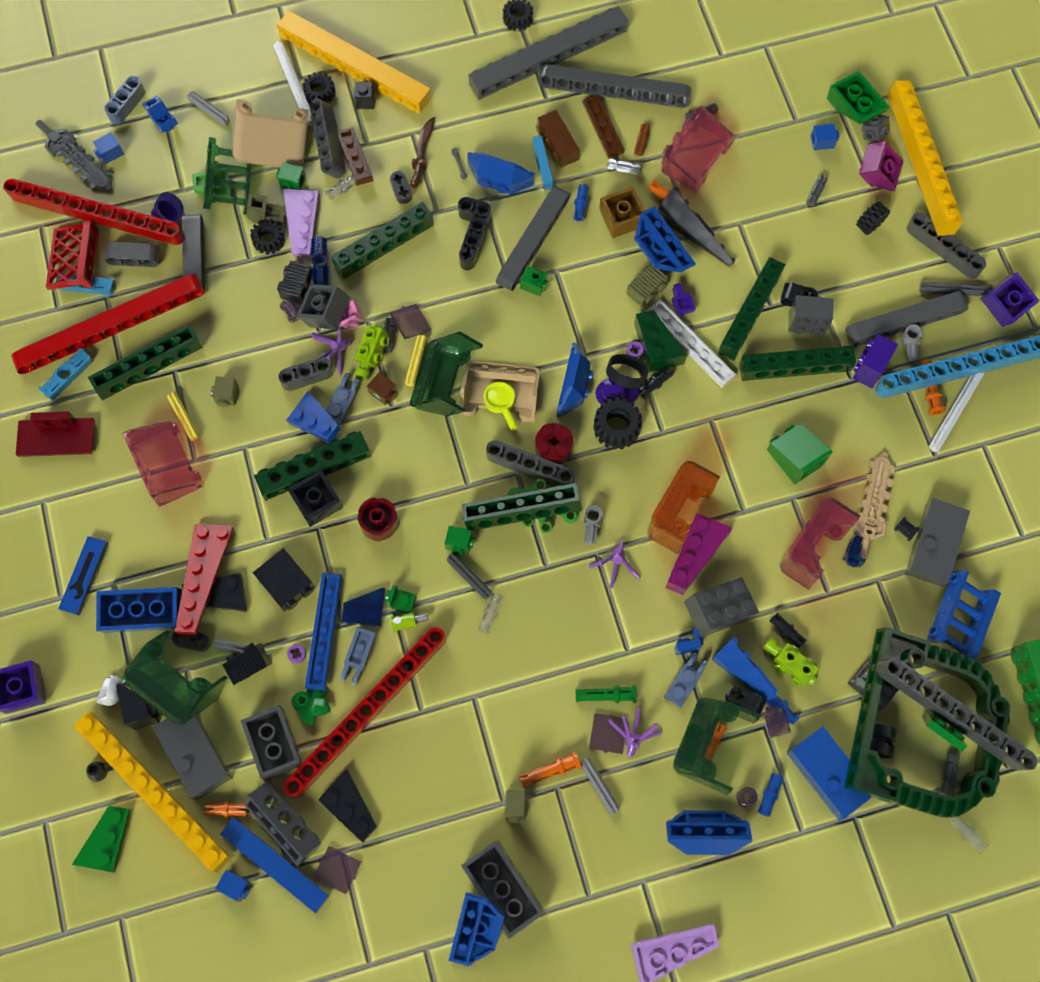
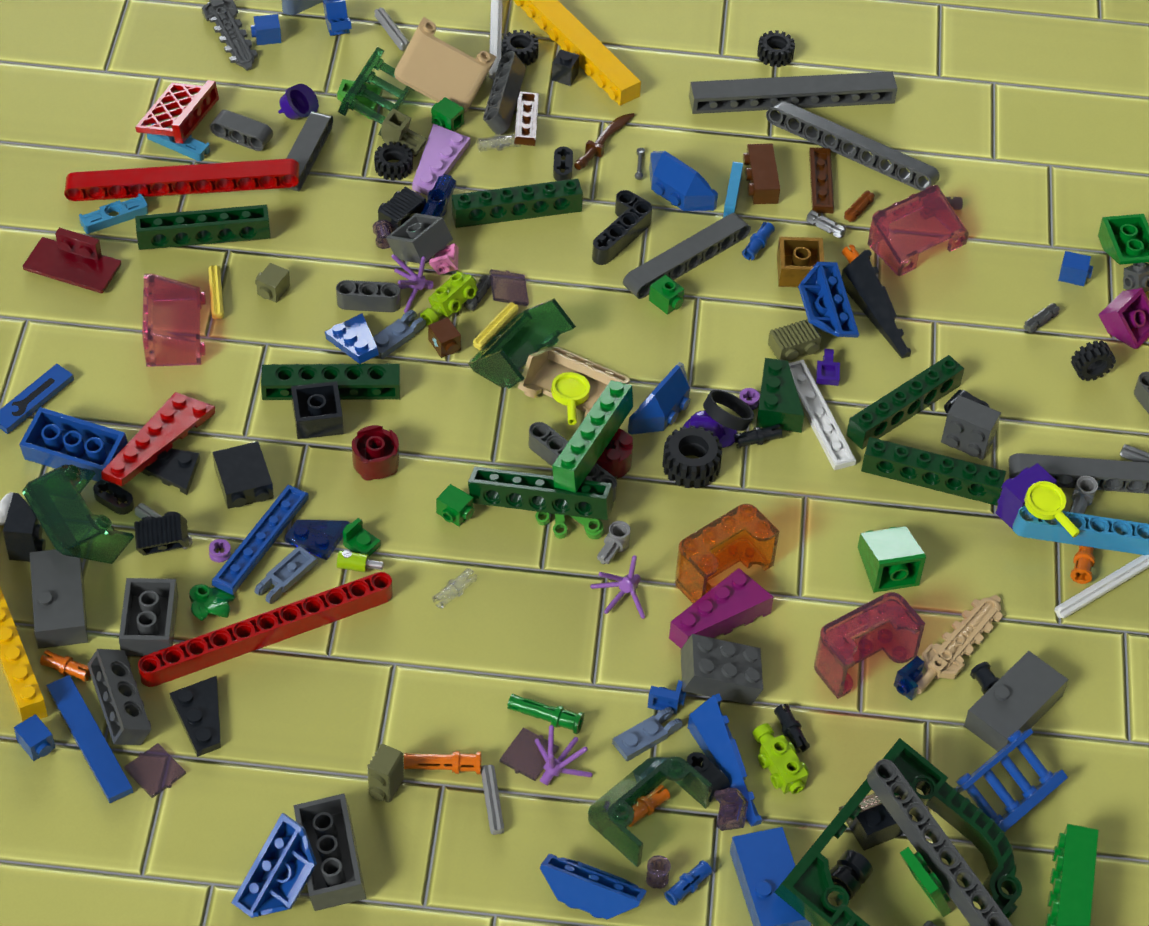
camera: 20 degrees right, 20 degrees down
(99, 212) = (228, 80): red beam -> none
(469, 575) = (449, 545): dark grey axle -> none
(544, 446) = (592, 436): none -> green brick
(900, 366) = (1047, 502): none -> neon yellow piece

